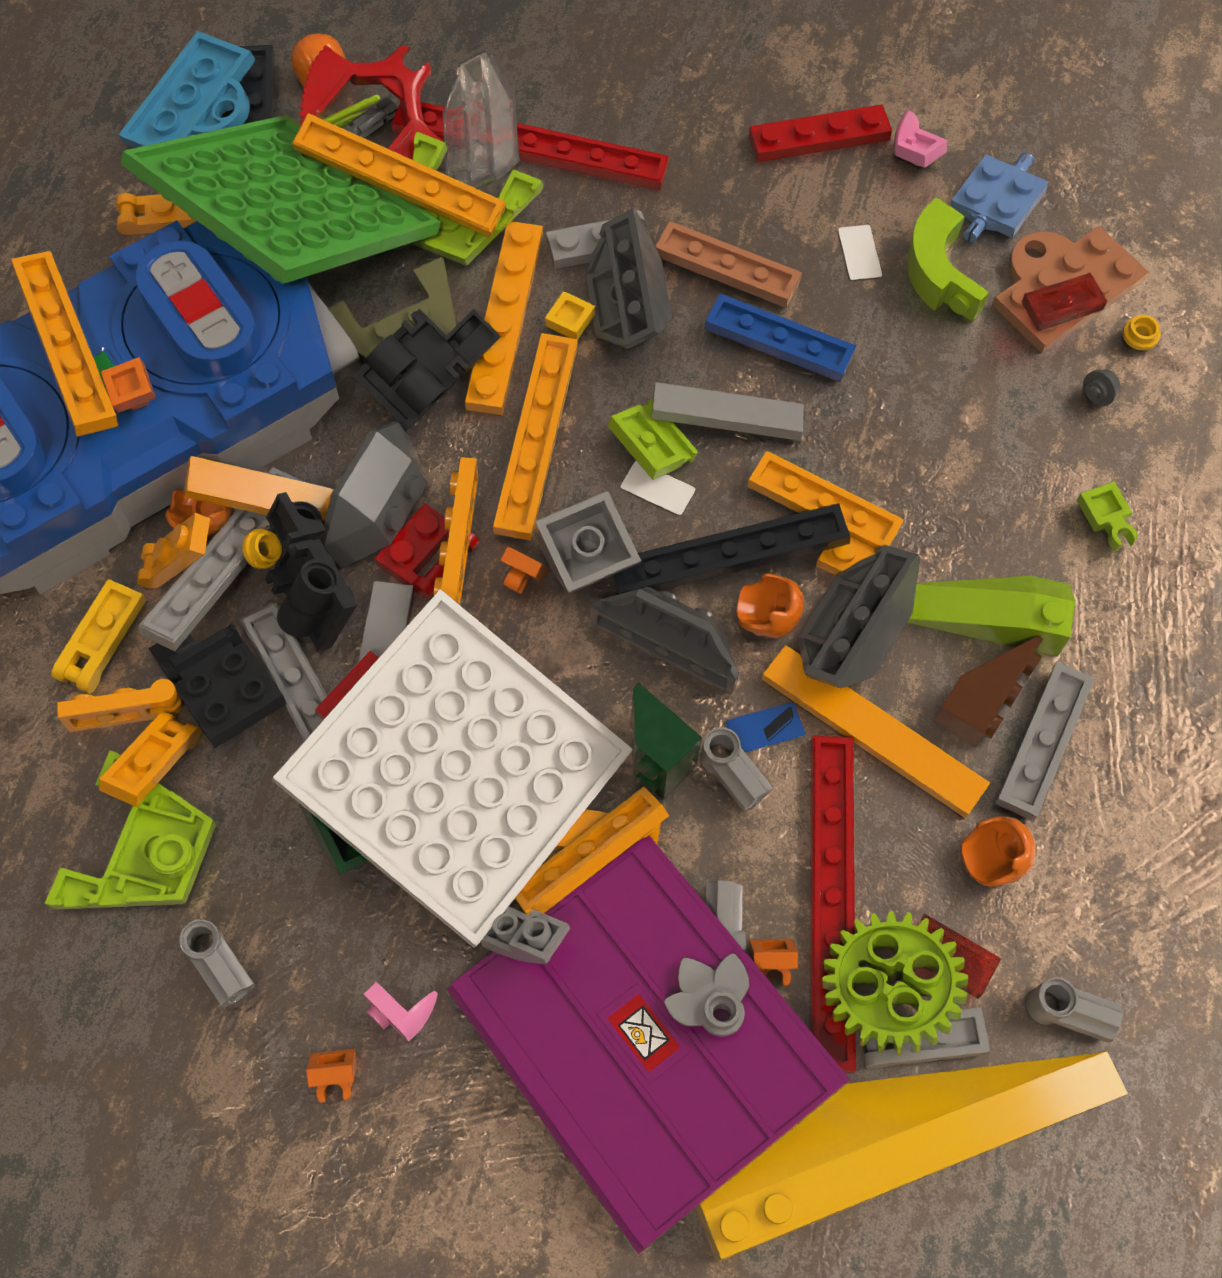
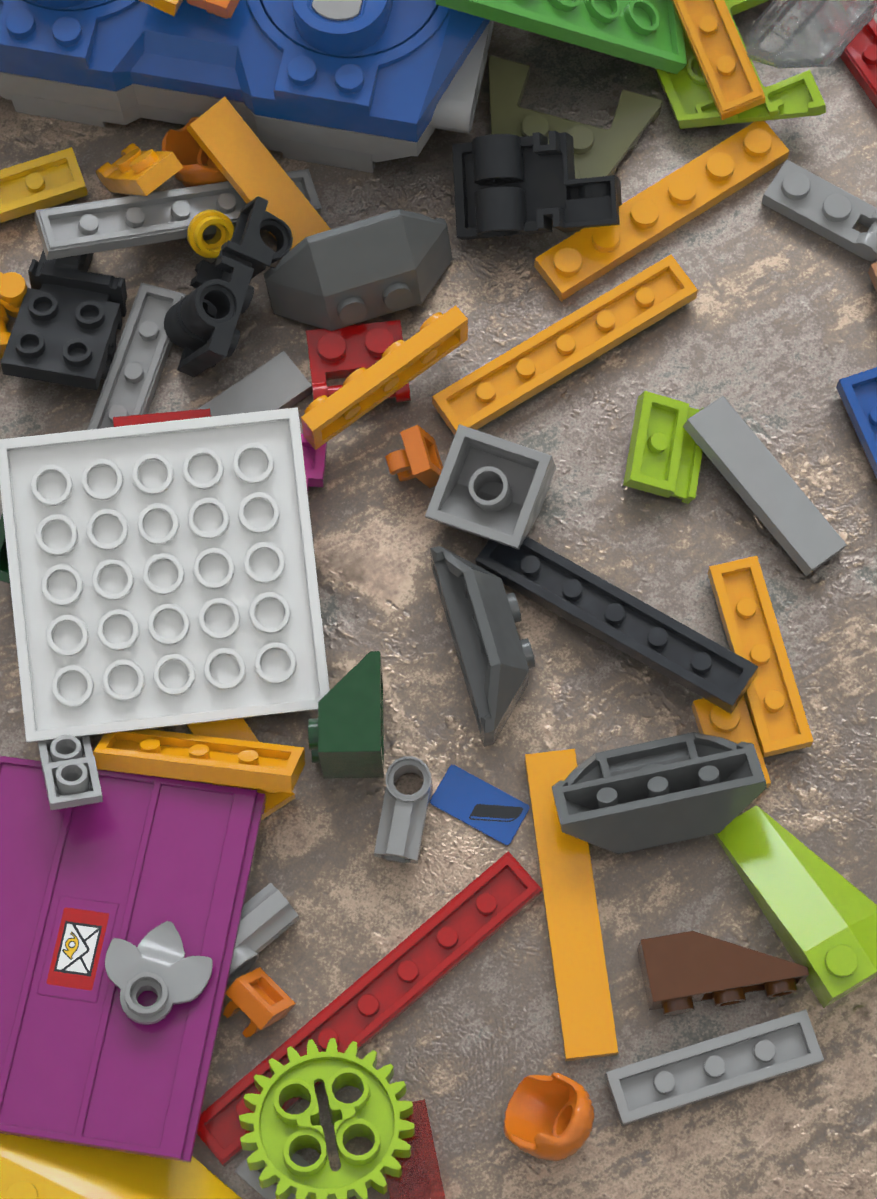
camera: 50 degrees right, 5 degrees up
(570, 315) = (718, 261): yellow plate -> none
(627, 284) = (803, 280): dark grey wedge -> none
(662, 491) = (628, 508): white sticker -> none
(770, 606) = (594, 700): orange hair -> none

